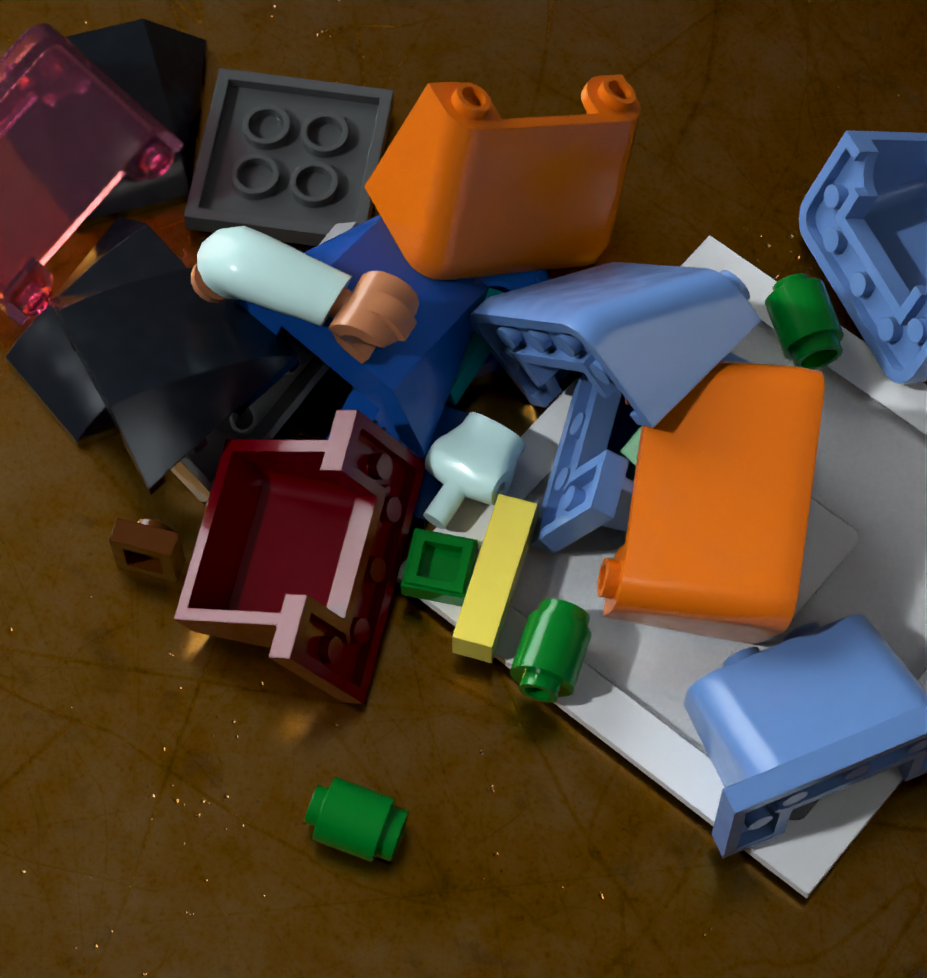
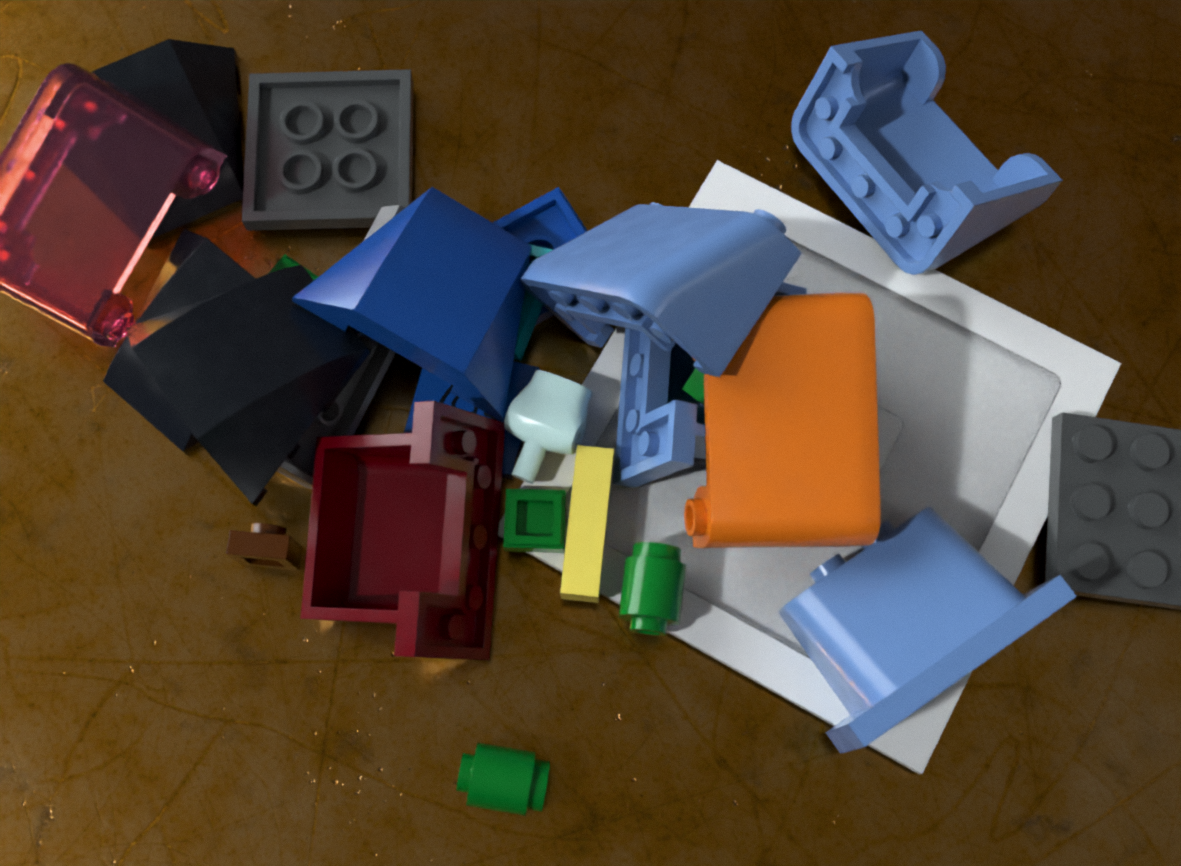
camera: 10 degrees left, 10 degrees up
(283, 279) = (349, 291): light aqua piece -> none
(505, 193) = (528, 161): orange windscreen -> none
(805, 321) = (820, 230): green brick -> none

